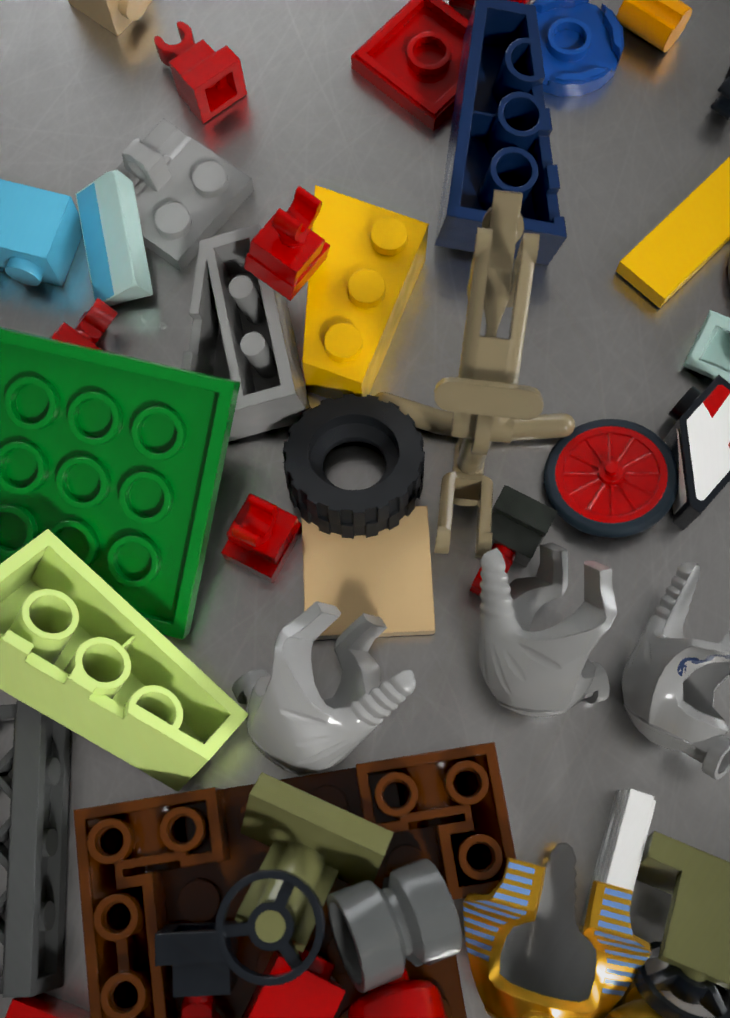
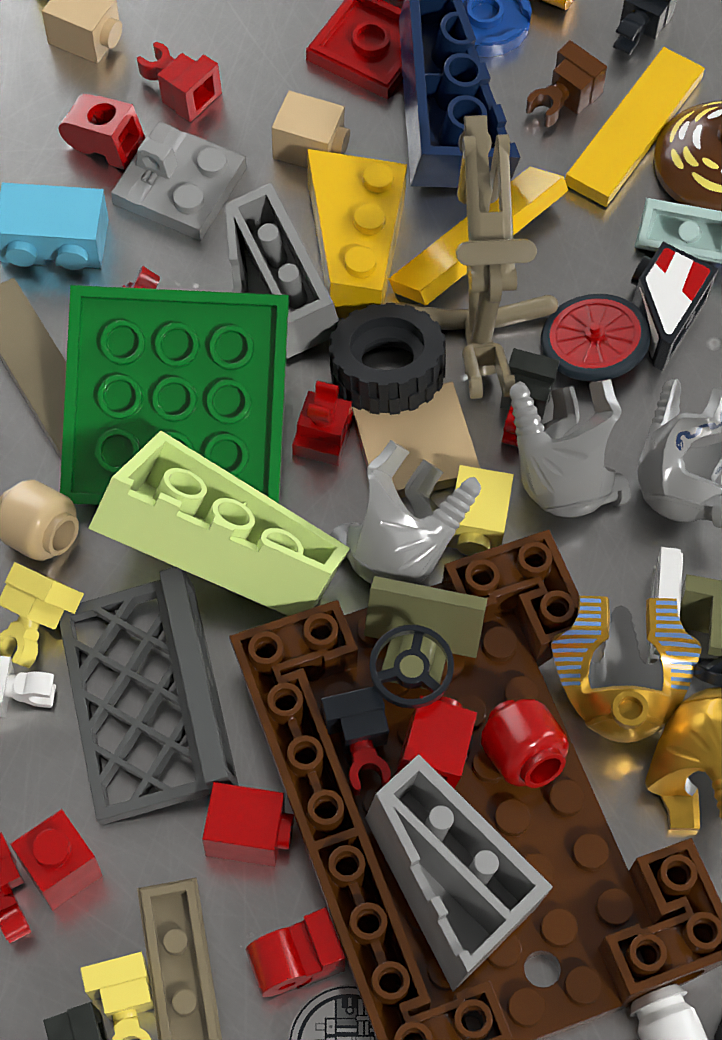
camera: 15 degrees left, 10 degrees down
(97, 117) = (103, 128): none -> red leg
(113, 239) = (141, 221): light aqua slope -> none
(286, 248) = (304, 191): red piece -> none
(329, 155) = (305, 125): none -> tan brick
(404, 920) = (503, 662): dark grey wheel -> none
(436, 676) = (487, 517): none -> light yellow brick
(556, 291) = (437, 265): none -> yellow tile
(654, 148) = (575, 83): none -> reddish brown piece

